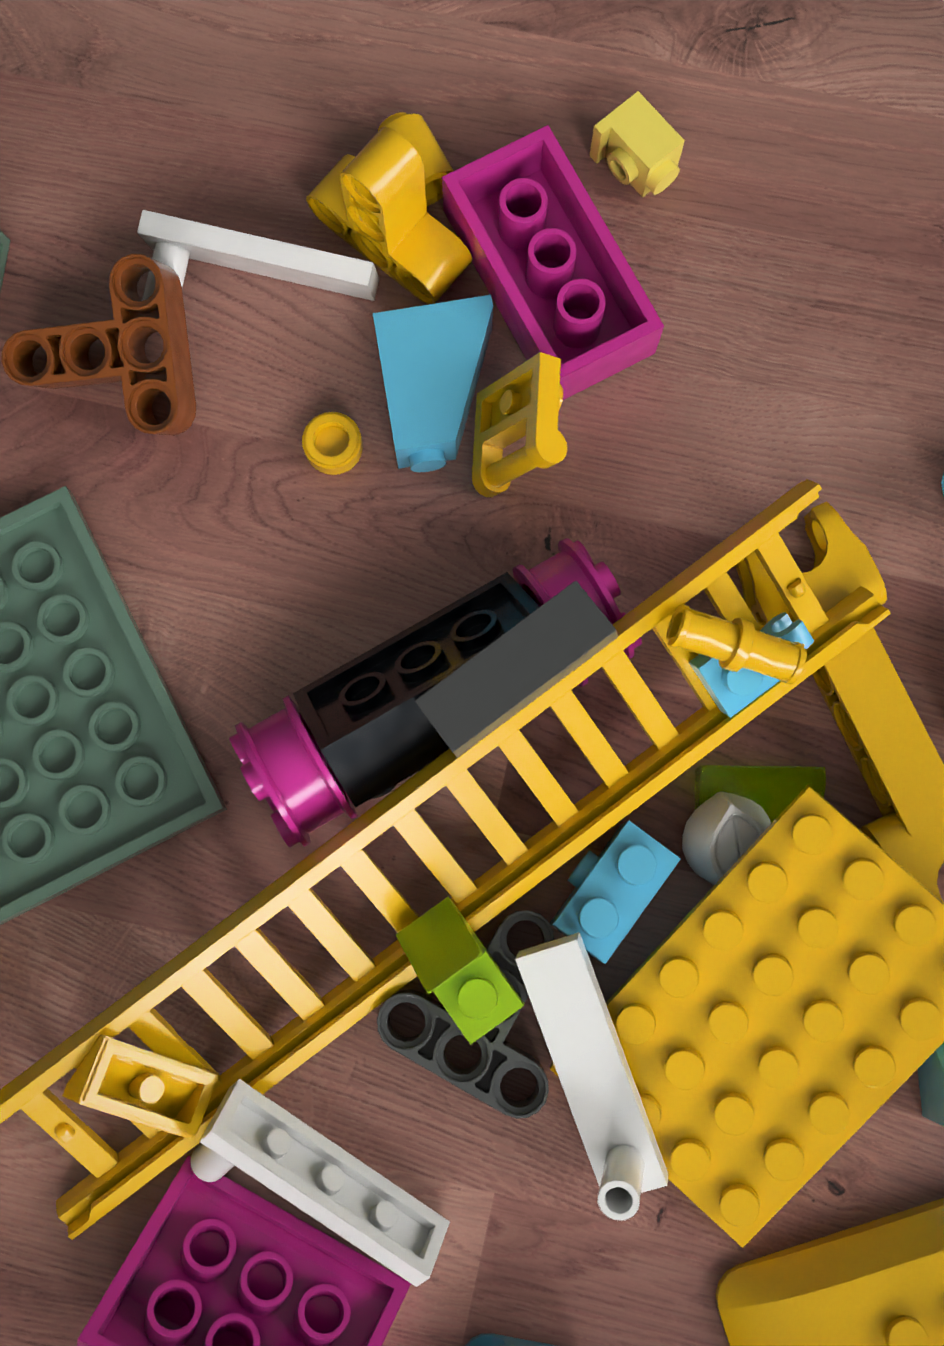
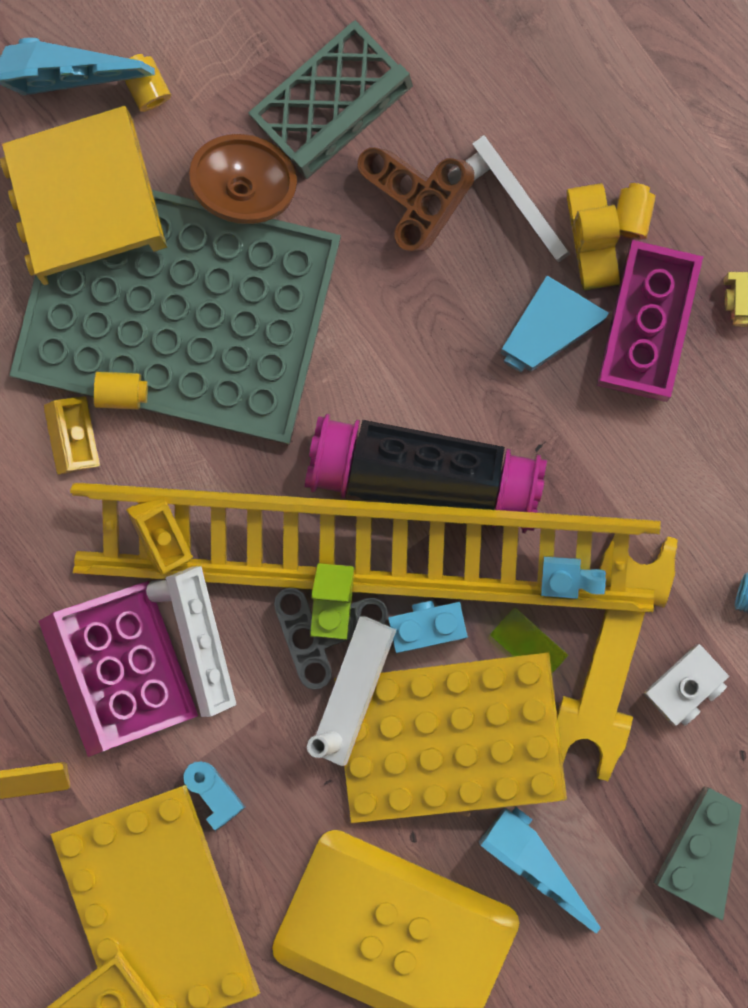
camera: 45 degrees right, 5 degrees up
(332, 443) = (479, 316): yellow tile -> none
(515, 407) = (572, 374): yellow plate -> none
(517, 668) = (463, 496): dark grey tile -> none
(721, 833) = (498, 642): white hat -> none
(736, 644) = (565, 565): yellow pin -> none

